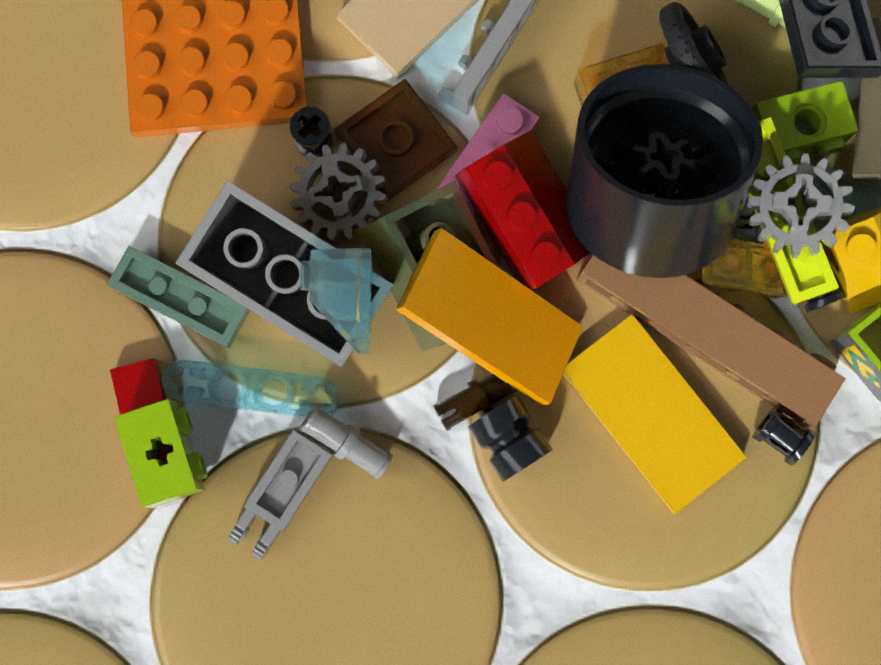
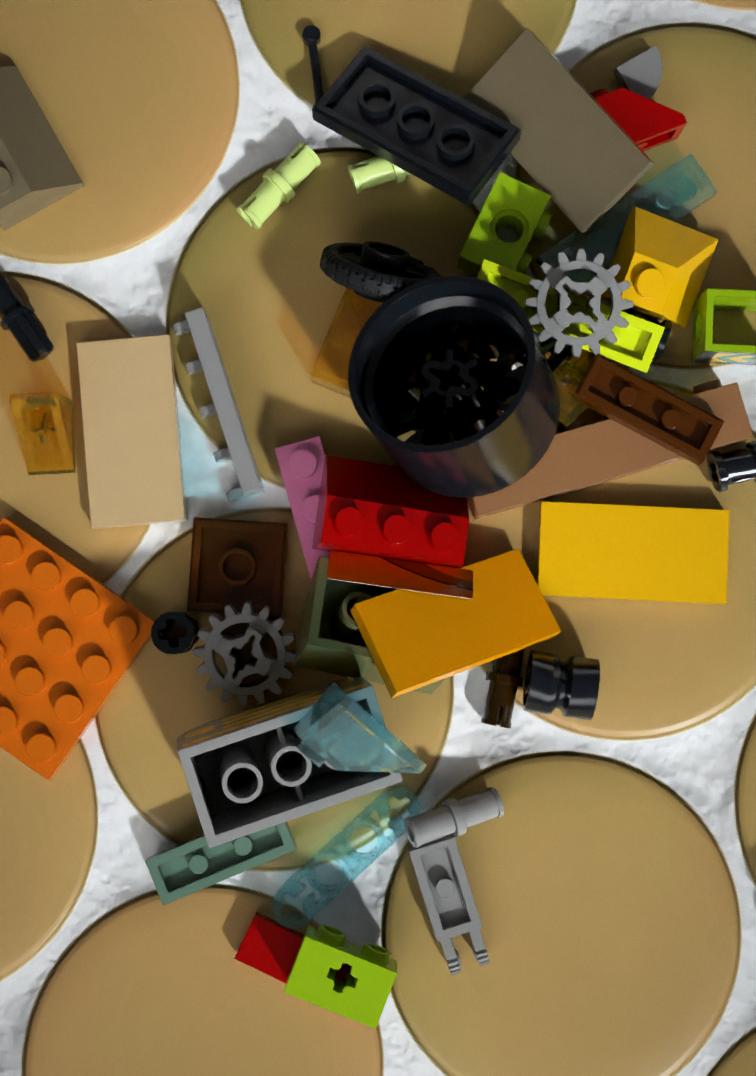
camera: 45 degrees left, 5 degrees up
(491, 249) = (400, 574): none -> orange sticker
(767, 327) = (648, 409): none -> reddish brown tile

